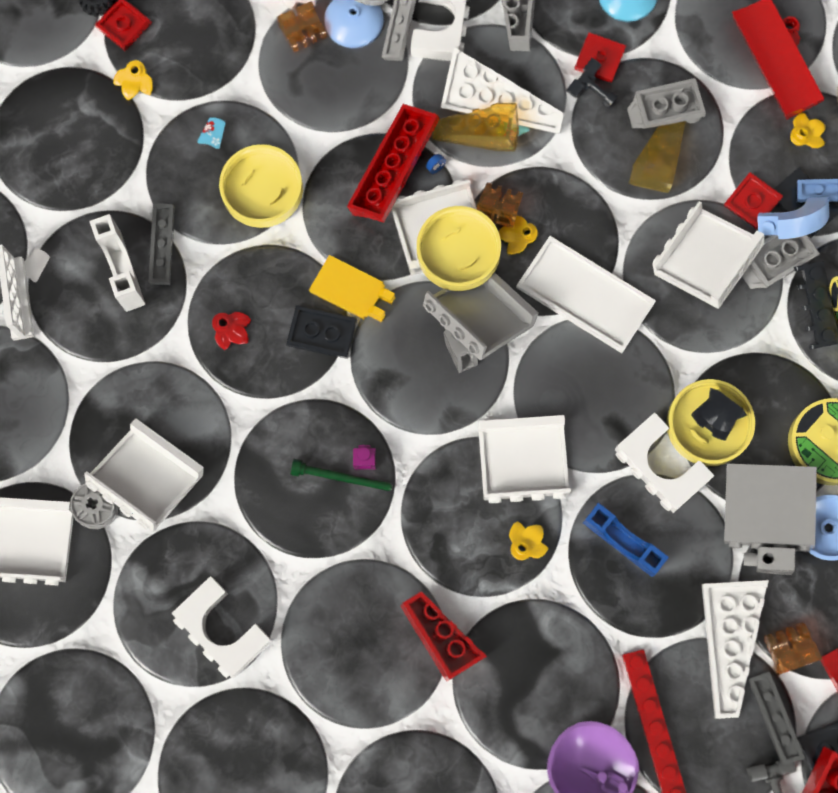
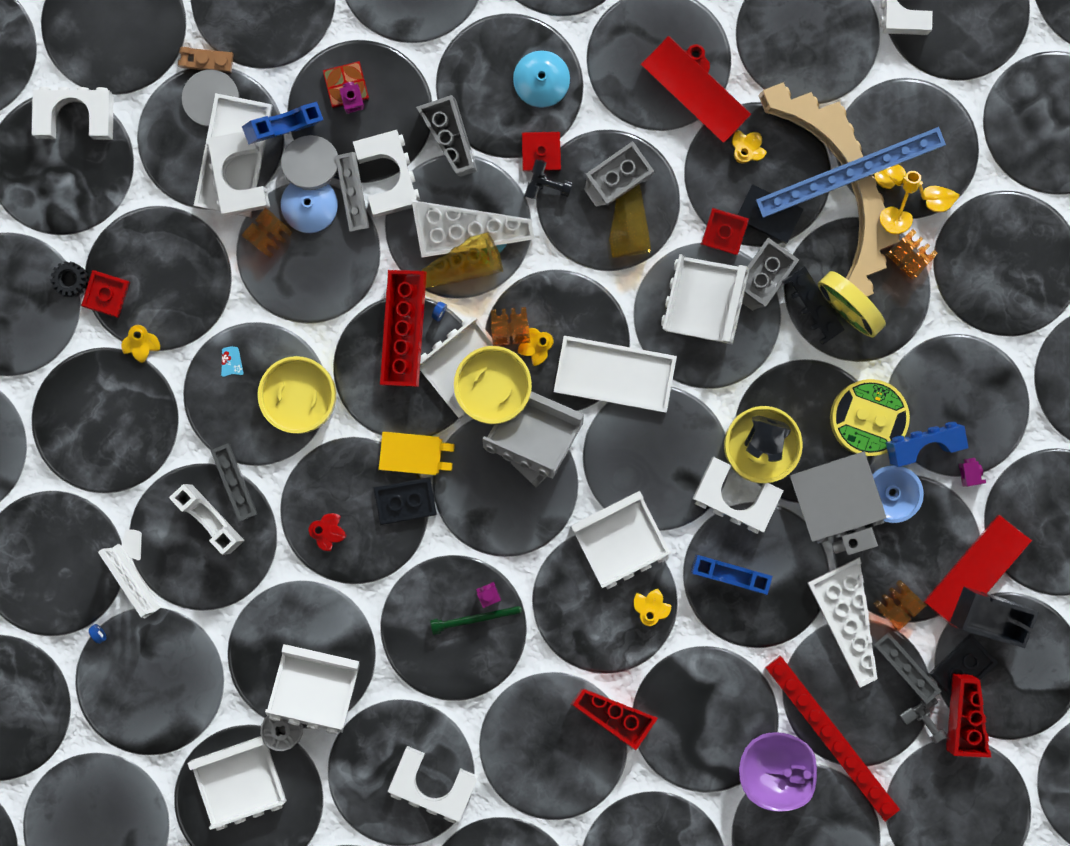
camera: 25 degrees left, 10 degrees up
(796, 223) = (772, 241): light blue arch -> none

